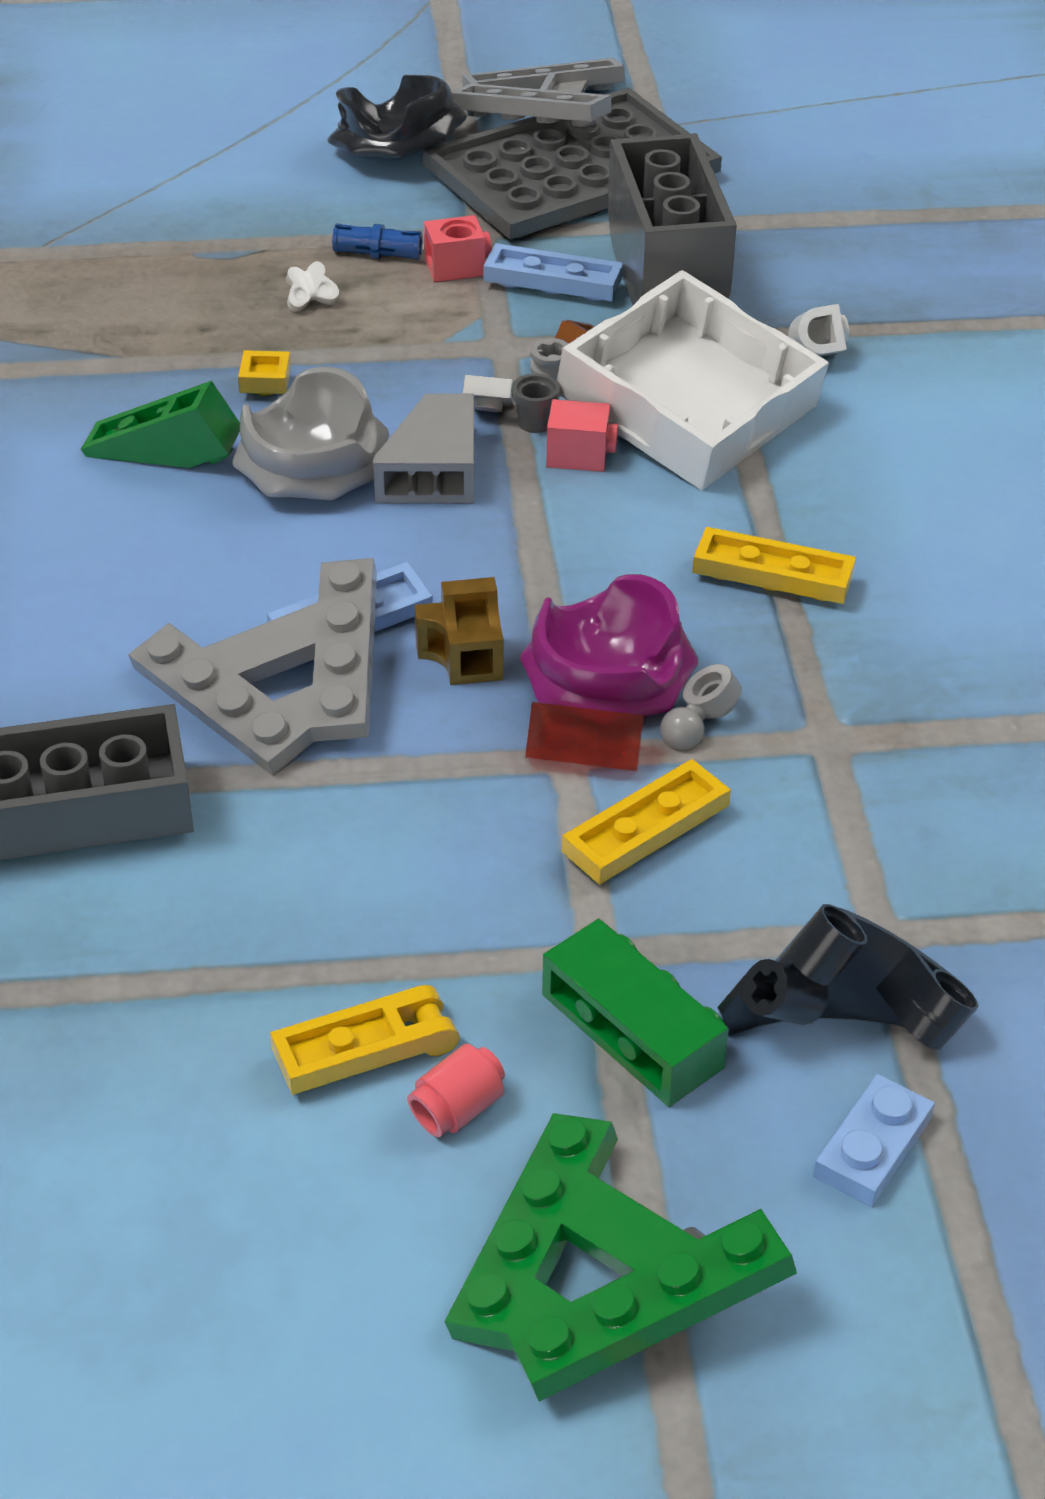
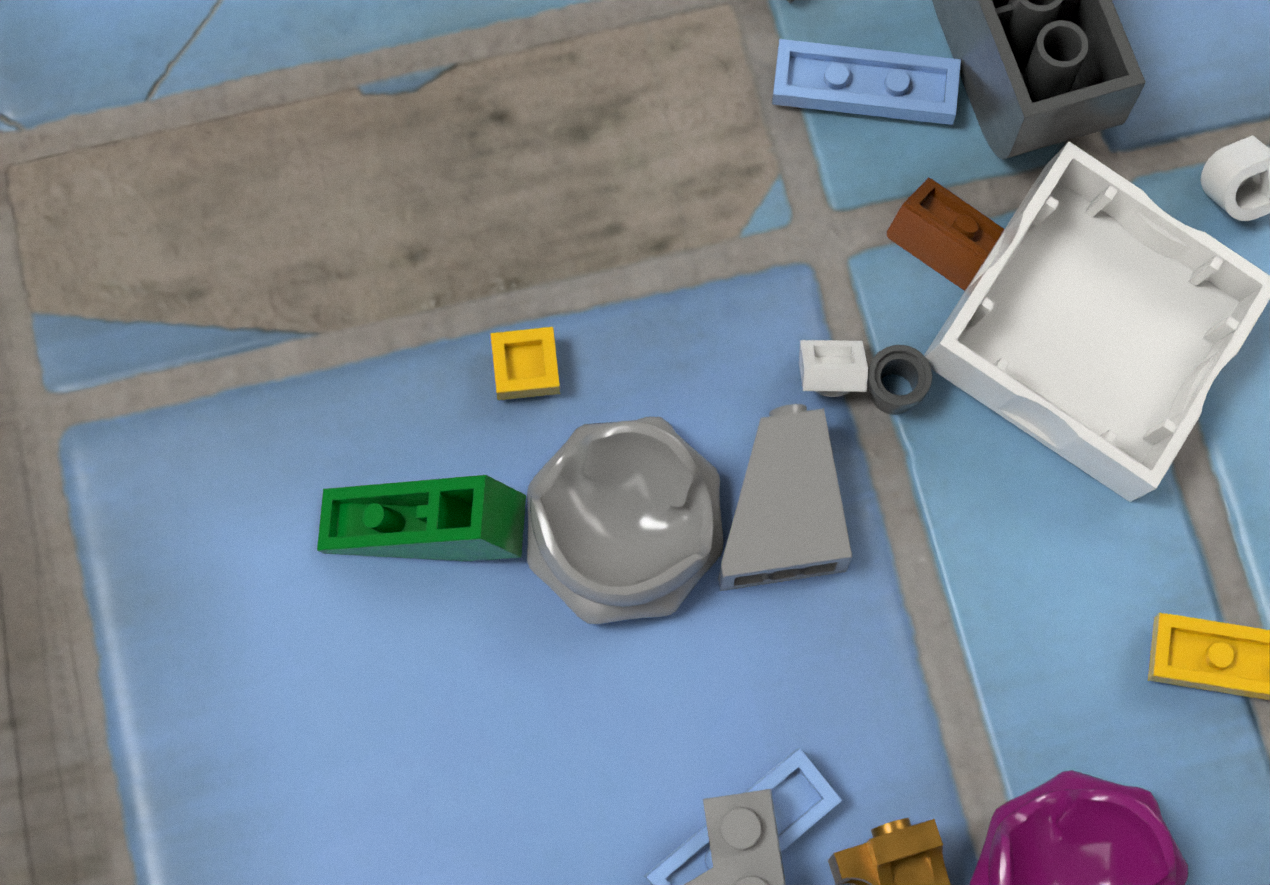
camera: 10 degrees left, 30 degrees up
(310, 286) = (541, 162): white piece -> none
(377, 241) = (611, 40): blue pin -> none
(455, 248) = (718, 75): coral brick -> none
(546, 356) = (885, 253): light grey bush -> none
(580, 435) = (967, 443): coral brick -> none

